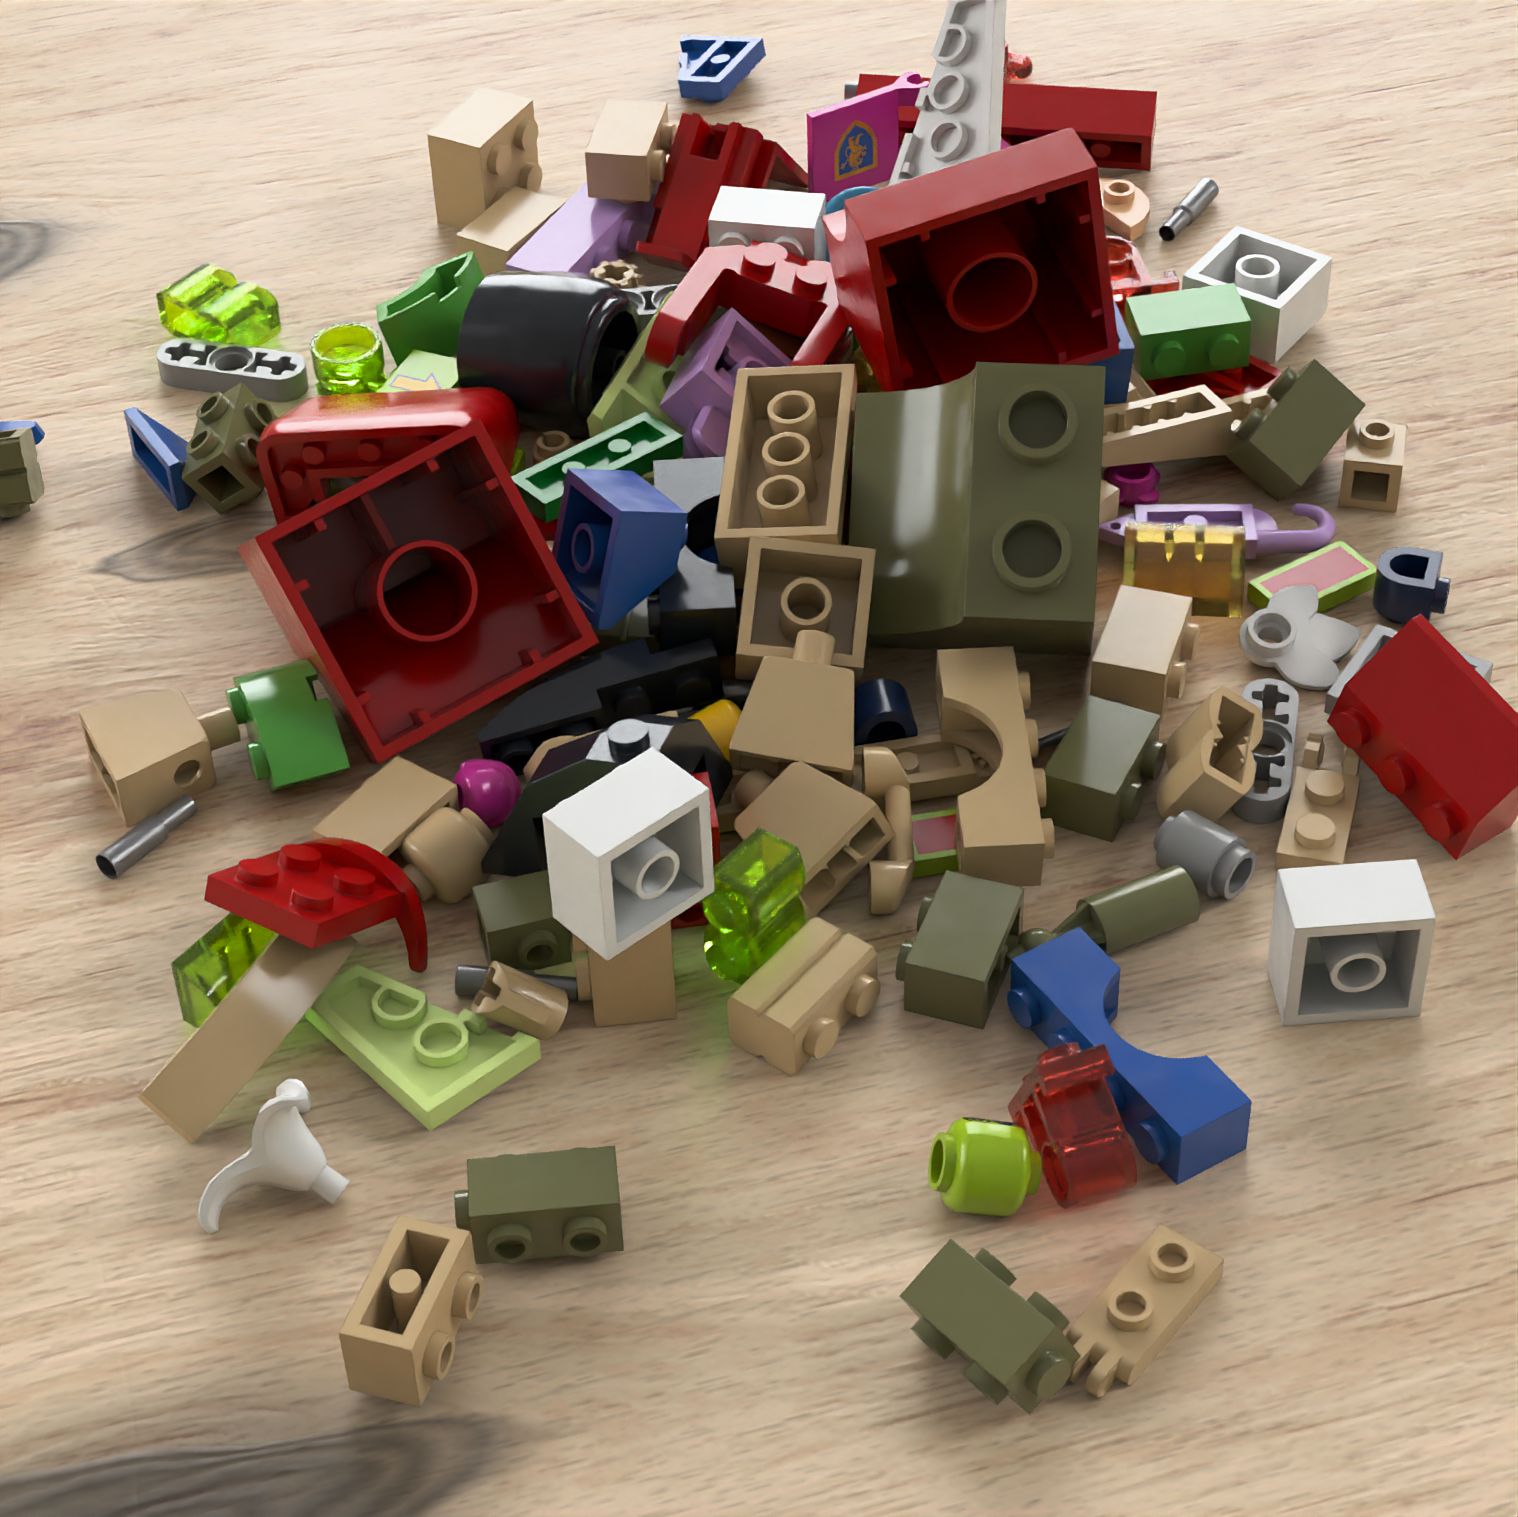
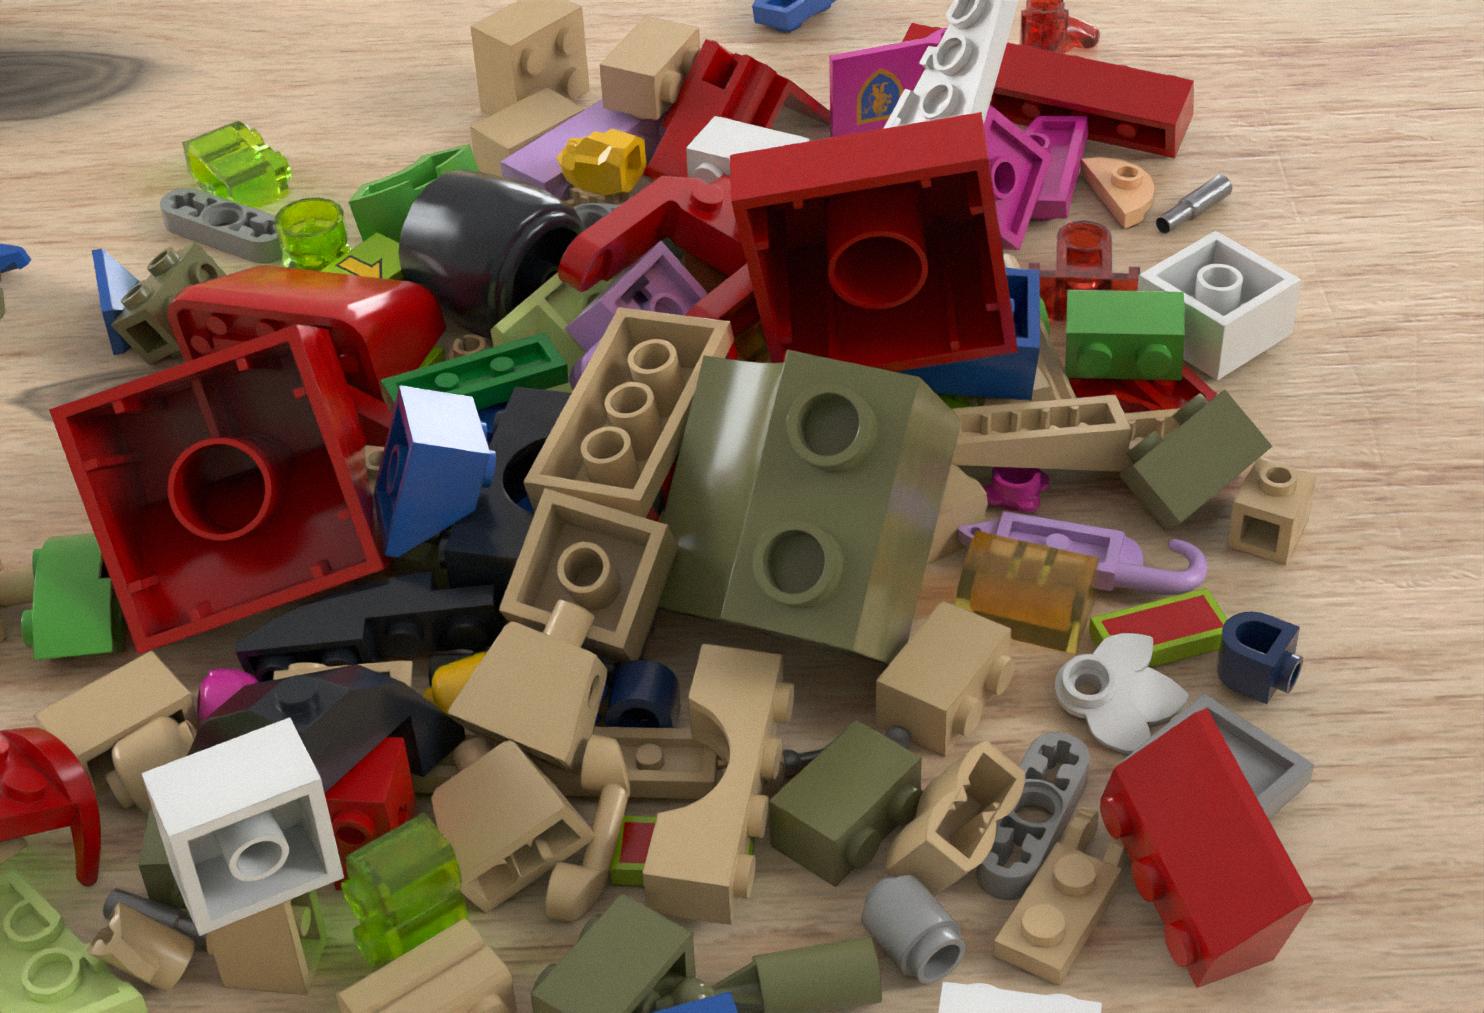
camera: 15 degrees right, 0 degrees up
(617, 247) = (604, 162): none -> yellow rock

